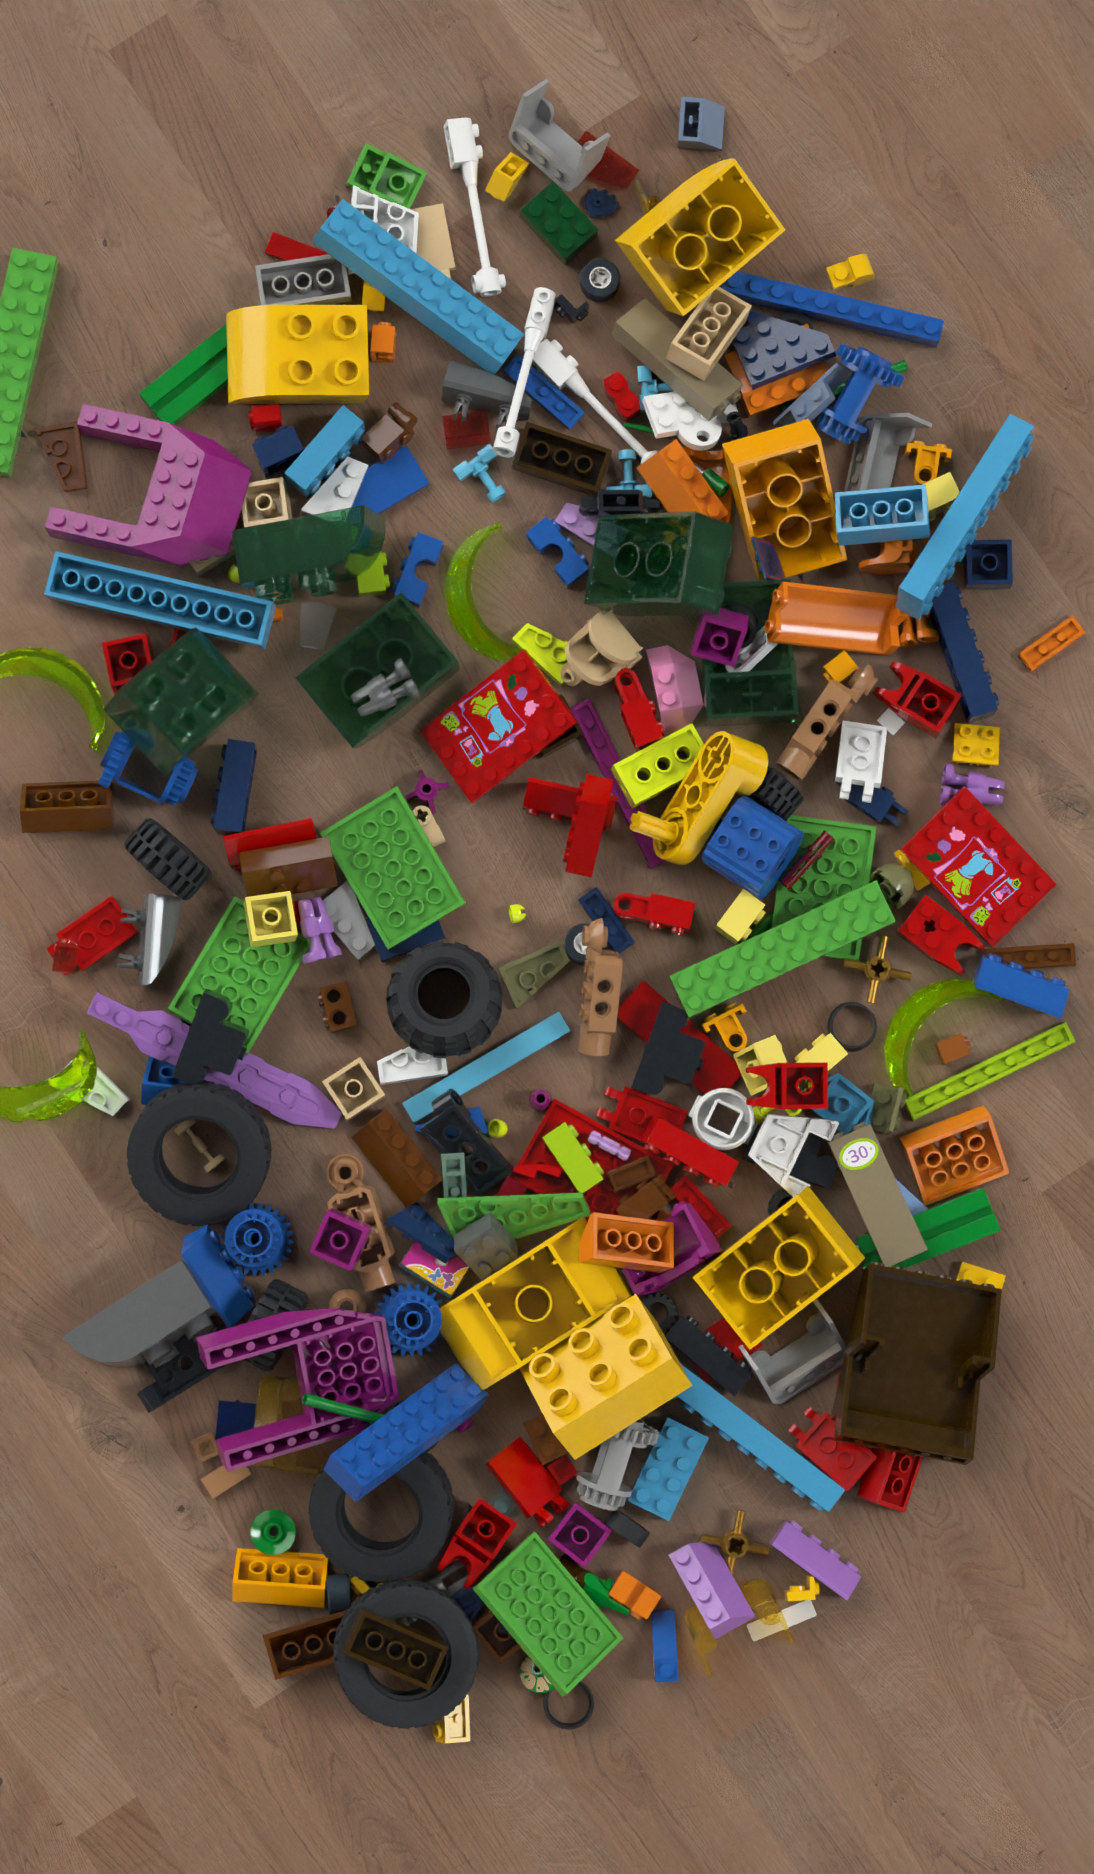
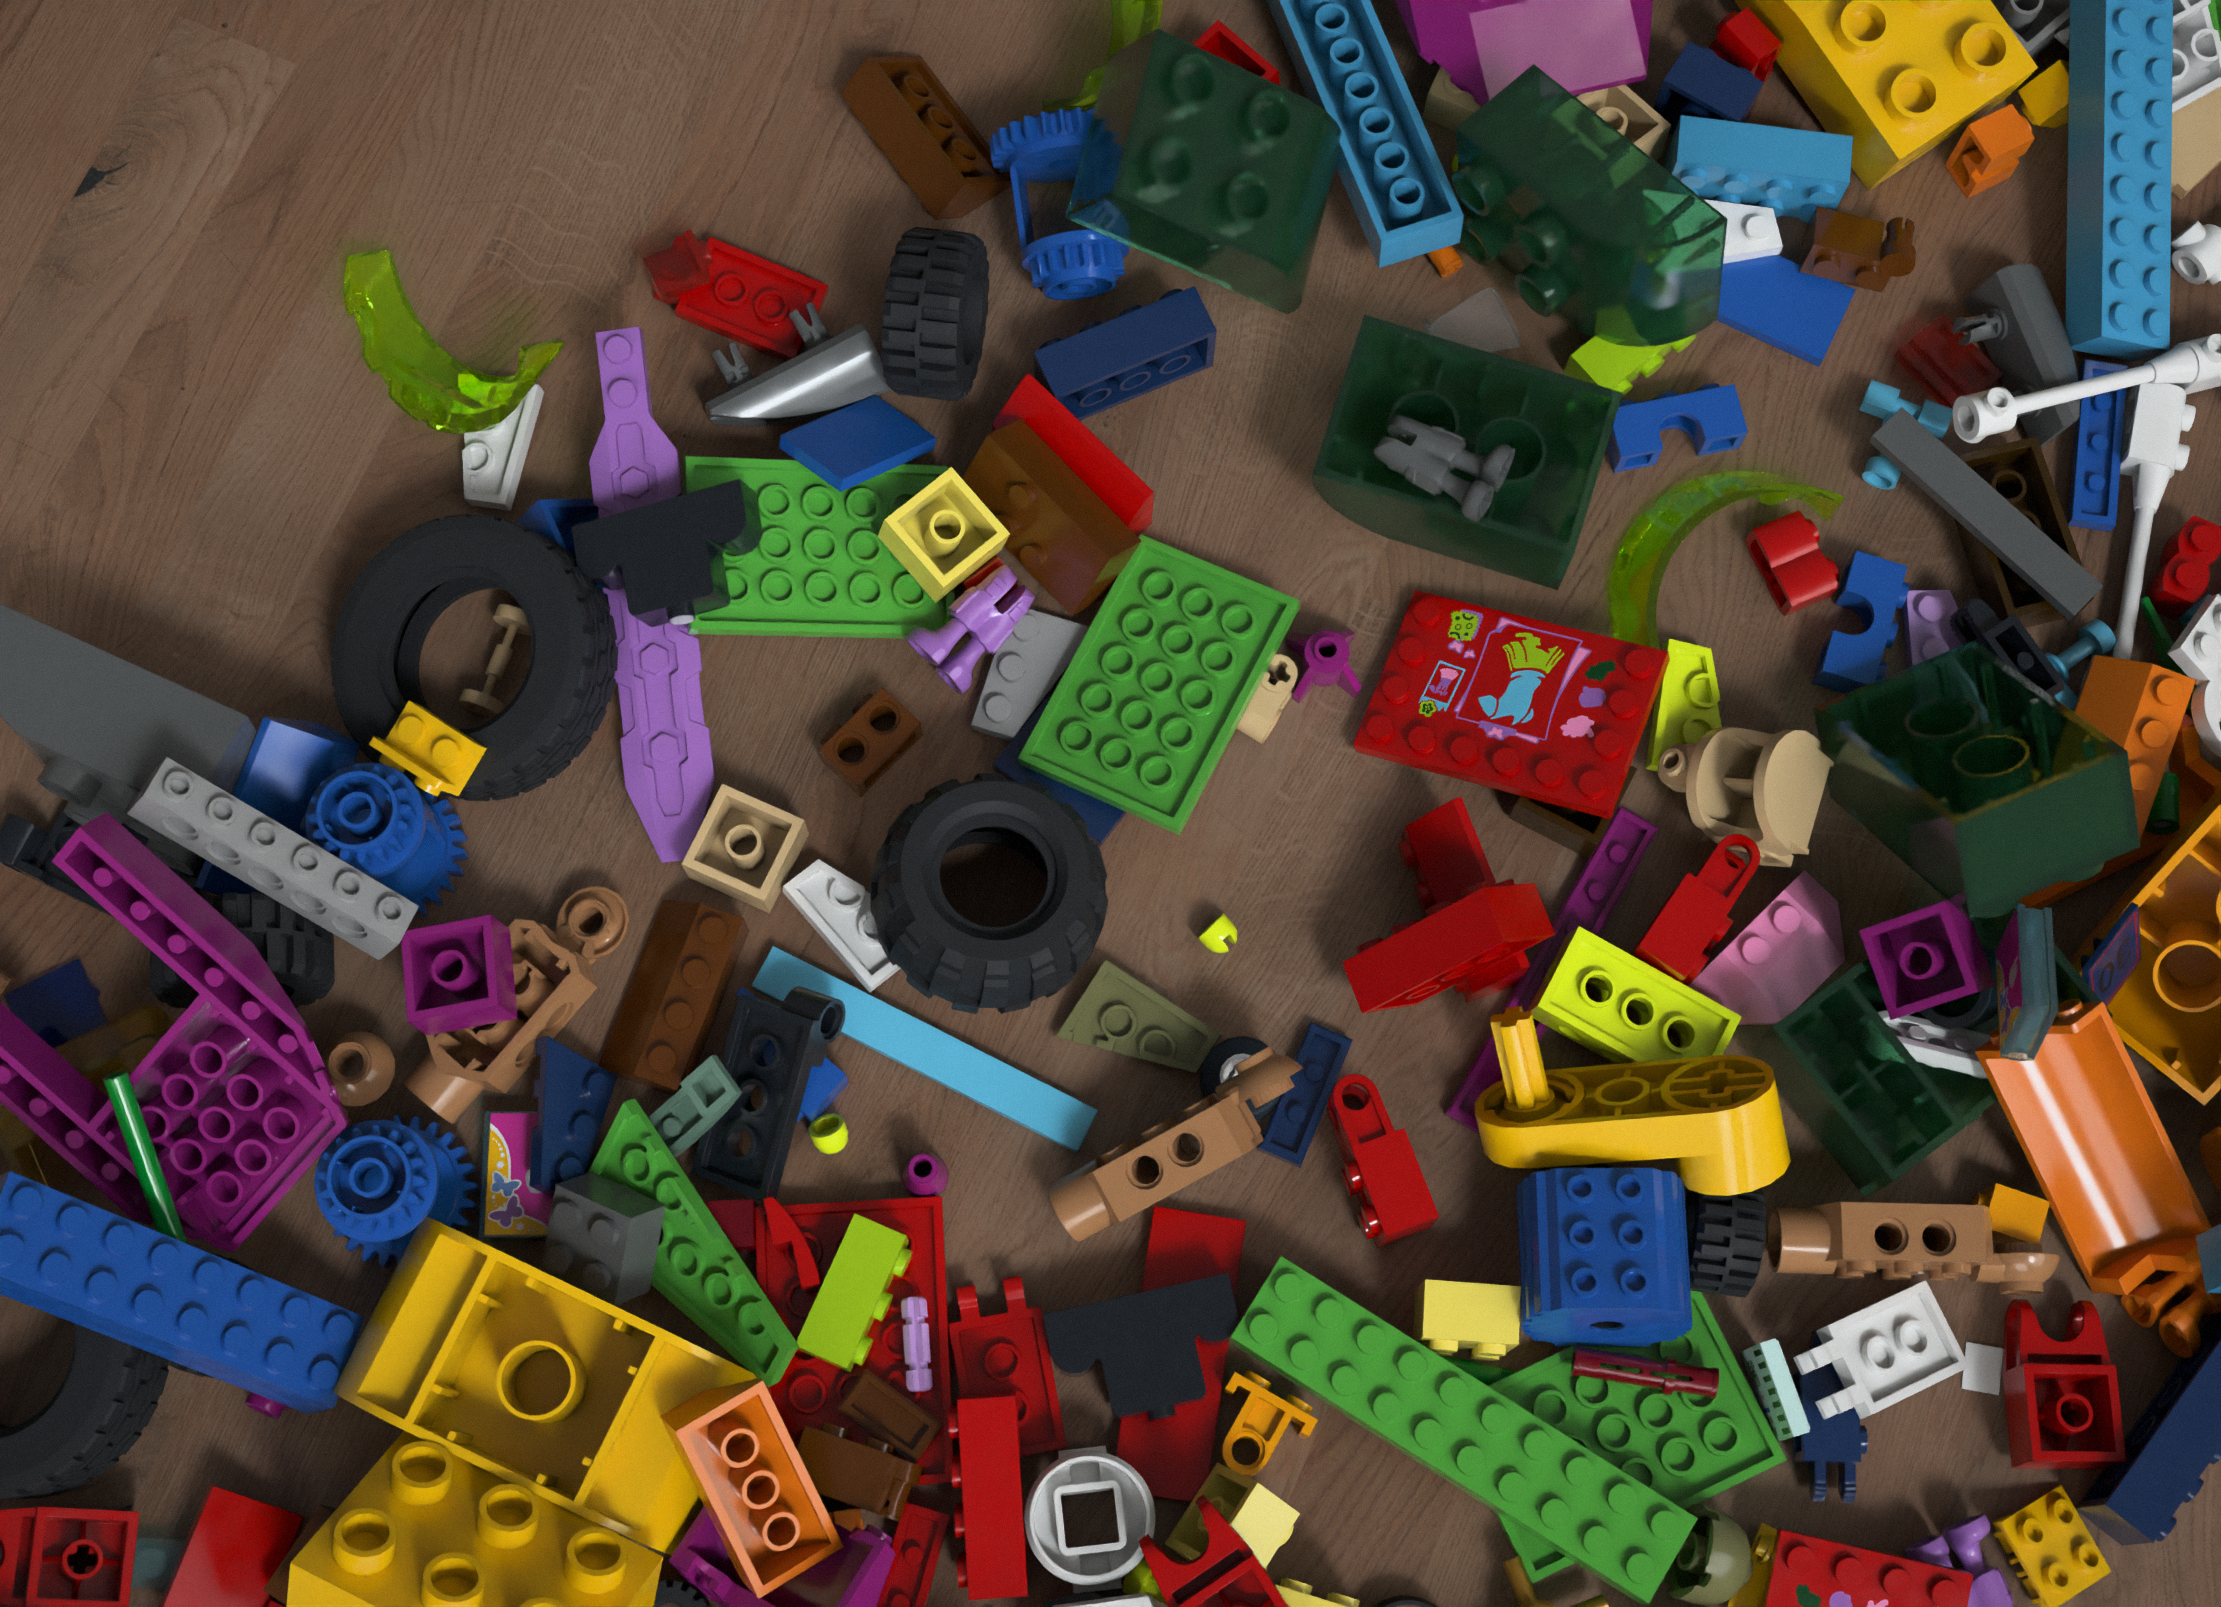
camera: 60 degrees right, 10 degrees down
(201, 929) = (857, 443): none -> blue tile
(234, 1195) = (430, 750): none -> yellow bracket
(252, 1284) = (273, 859): none -> light grey brick
(511, 560) = (1792, 562): none -> red brick
(547, 469) = (1985, 513): none -> dark grey tile
(756, 607) = (2026, 983): none -> clear light blue piece
(847, 813) = (1775, 1389): none -> light aqua tile

